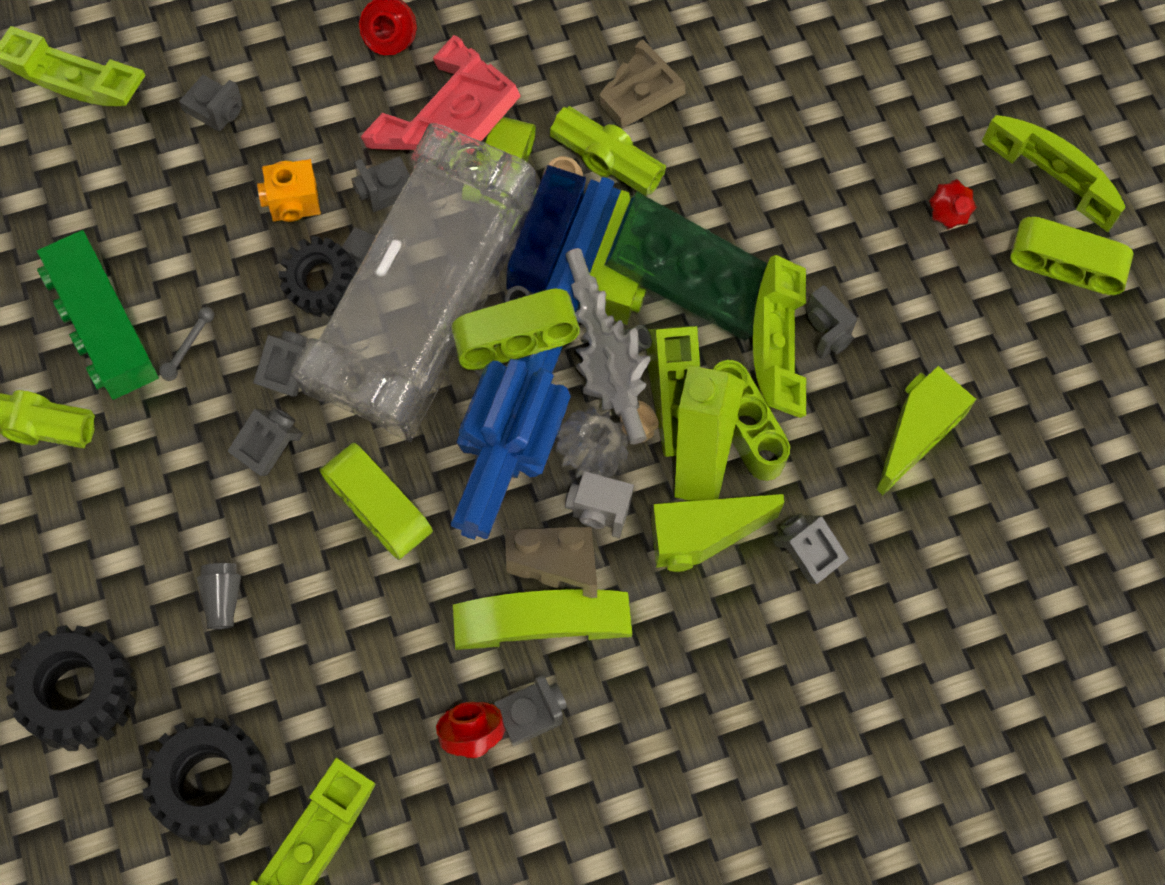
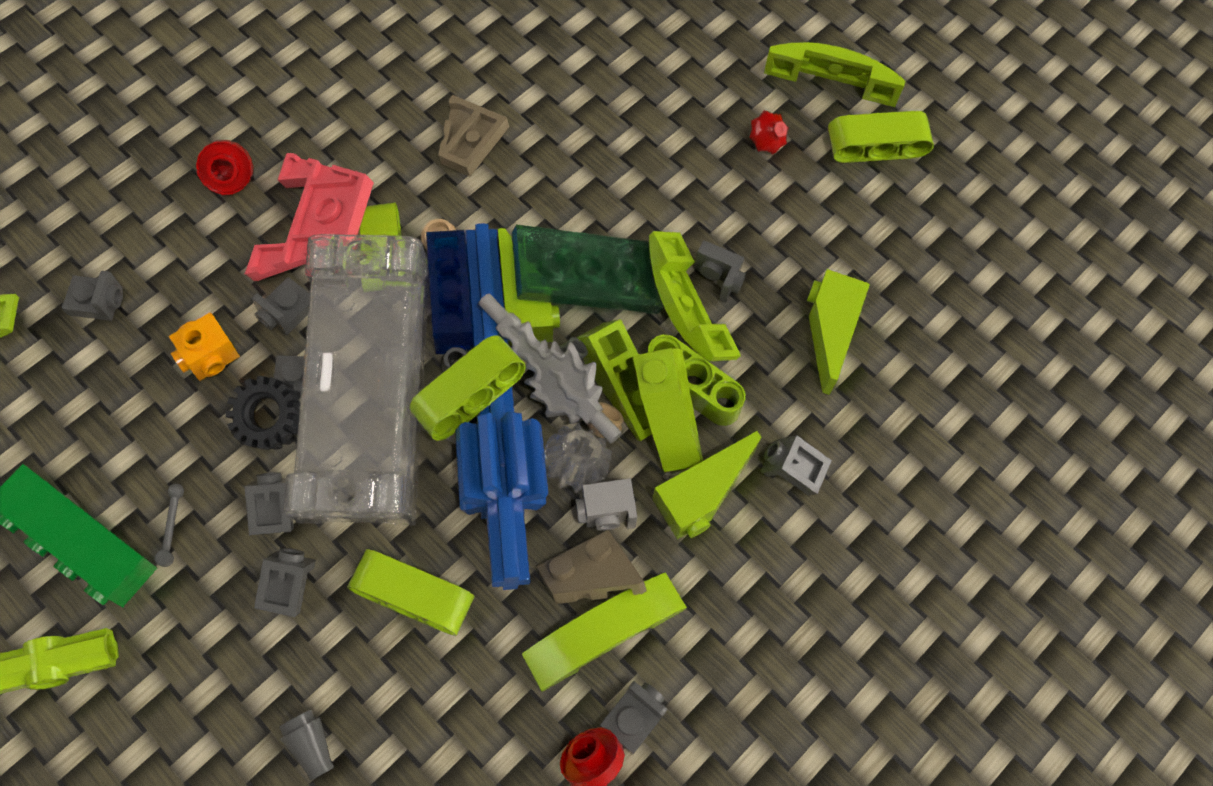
camera: 25 degrees left, 0 degrees up
(607, 150) = (467, 200): lime piece -> none

